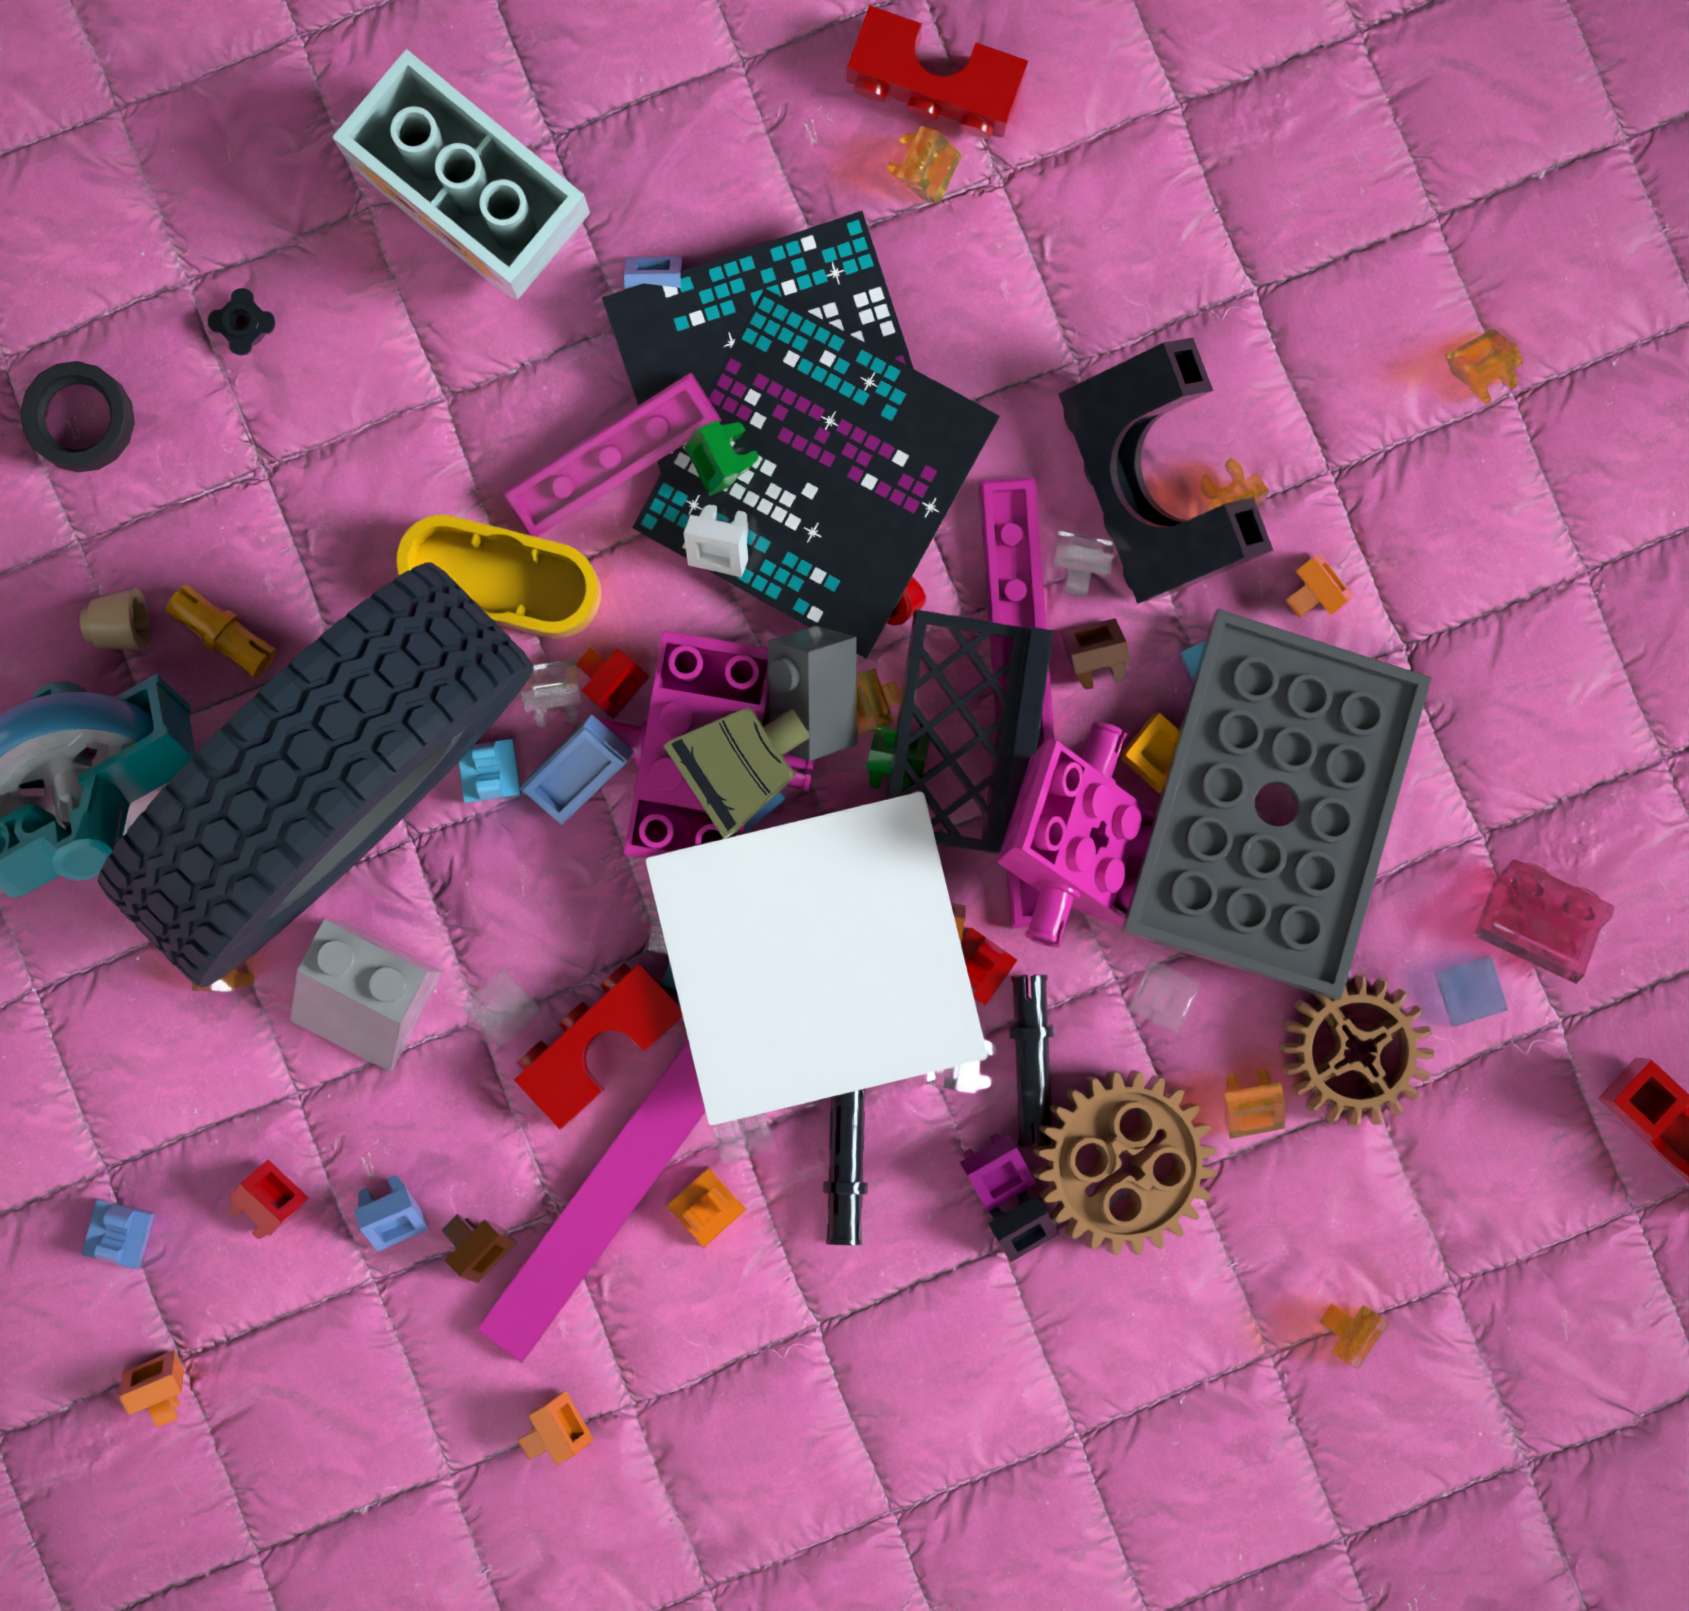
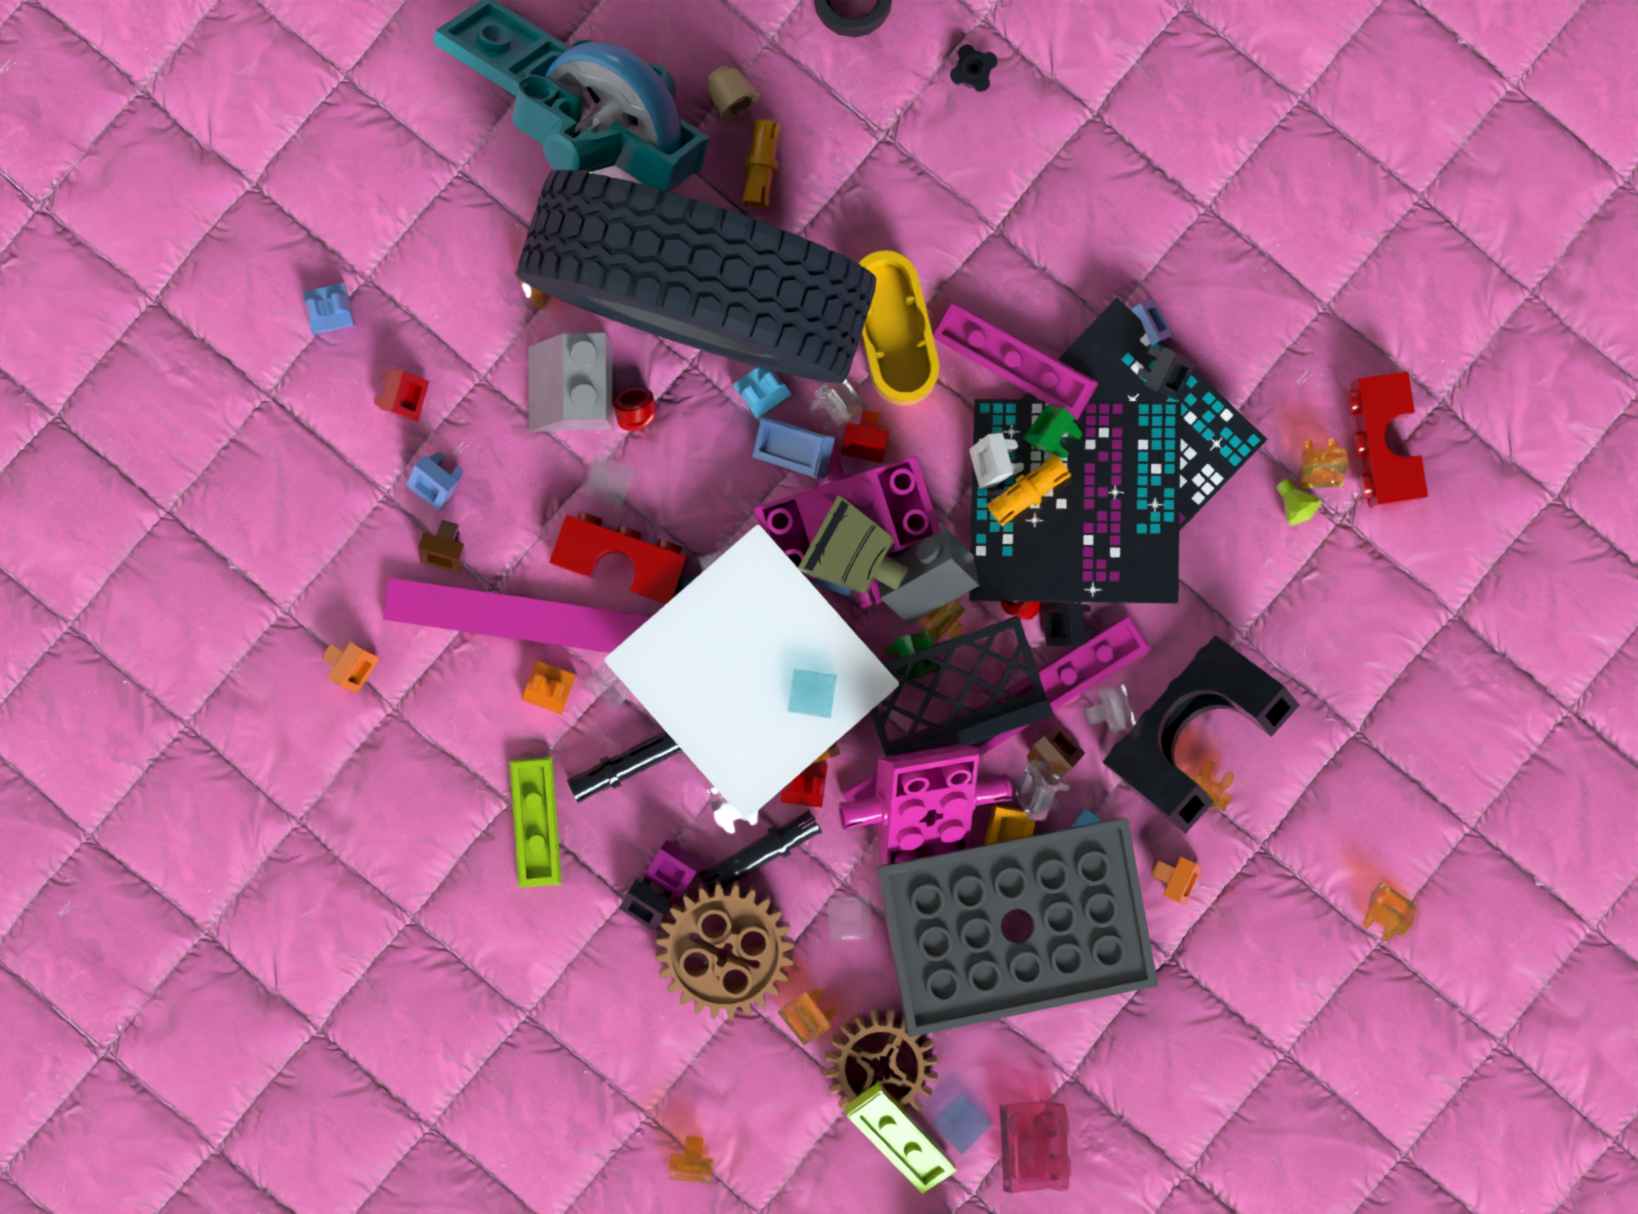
camera: 65 degrees right, 0 degrees up
(154, 1387) = (240, 386): orange tile -> none
(430, 932) = (634, 408): none -> red tile
(461, 175) = (1147, 161): light aqua brick -> none
(724, 284) = (1168, 373): none -> black tile
(773, 520) = (1028, 490): none -> light orange pin
(857, 1306) = (536, 822): none -> lime tile
(880, 899) = (812, 693): none -> clear light blue tile
(952, 561) = (1065, 623): none -> black tile
(956, 216) = (1298, 504): none -> lime rock
(1132, 696) = (1038, 790): none -> clear tile
(1452, 1072) = (900, 1138): none -> tile

